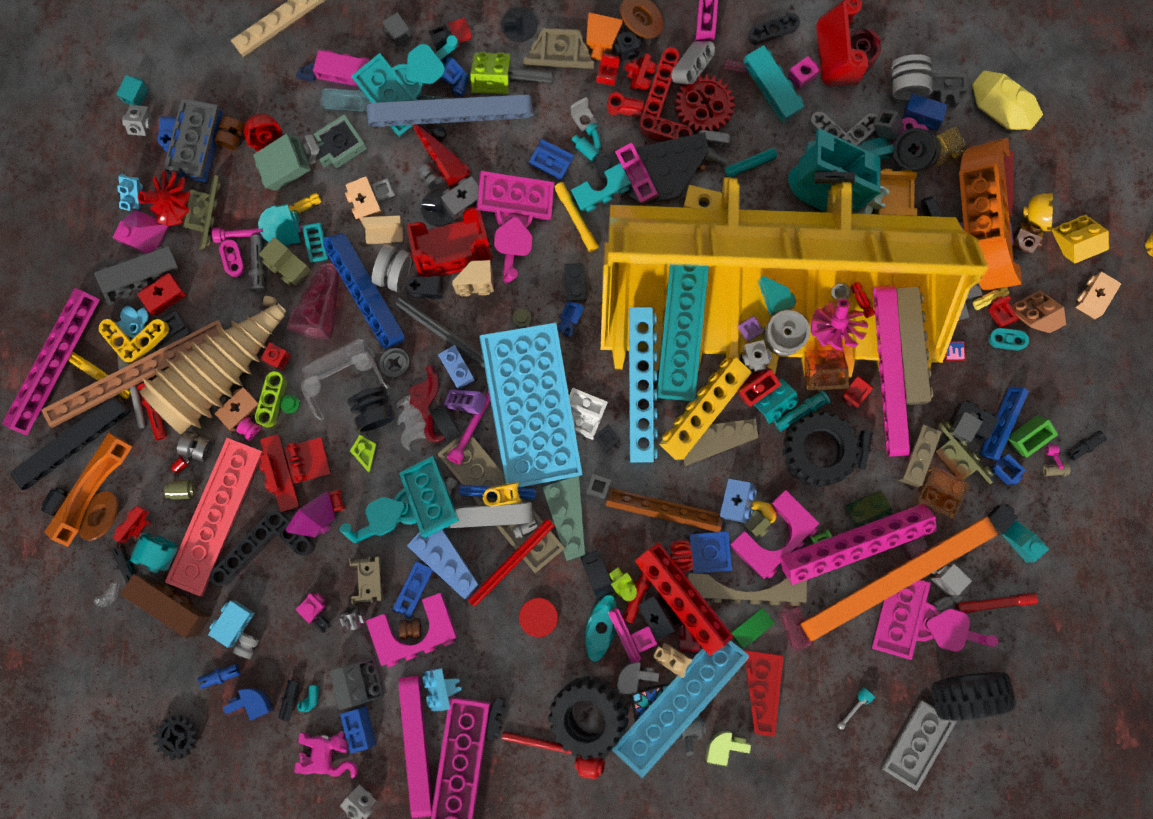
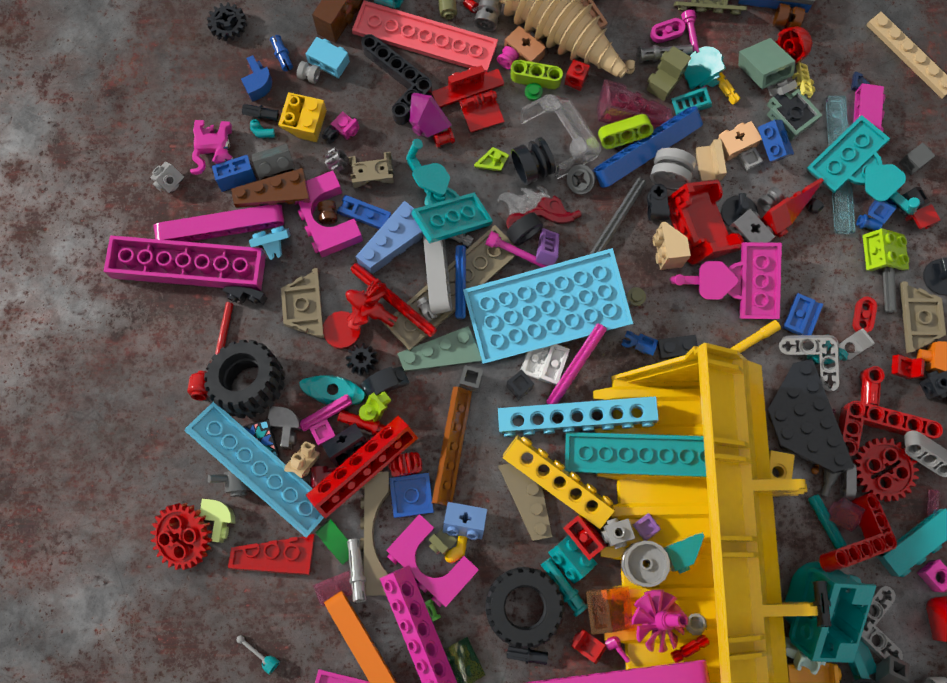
camera: 80 degrees right, 5 degrees down
(299, 652) = (303, 116): none -> yellow slope
(300, 126) = (803, 80): none -> light yellow piece
(345, 312) = (633, 132): none -> lime beam
(368, 163) = (775, 140): none -> blue brick
(384, 683) = (273, 190): none -> reddish brown wing
(449, 110) = (840, 212): sand blue beam -> none
(456, 368) = (580, 237): medium blue brick -> none
(504, 494) = (457, 286): yellow piece -> none
(510, 656) = (303, 305): none -> dark tan wing
(521, 587) = (367, 305): none -> red piece
(555, 100) = (863, 316): none -> red plate
(566, 592) = (354, 362): none -> black gear
(588, 148) = (819, 349): none -> light grey beam
(591, 381) = (576, 365): none -> dark pink axle
(617, 182) = (787, 379): teal arch -> none
(637, 173) = (807, 394): dark pink arch -> none
(644, 65) = (918, 405): red hips -> none
(742, 783) = (173, 537): none -> red gear
(746, 145) = (846, 514): none -> clear pink brick
(773, 120) = (877, 534): none -> red beam
(787, 607) = (356, 568): none -> light grey pin
(854, 368) = (614, 642): none -> dark pink hand

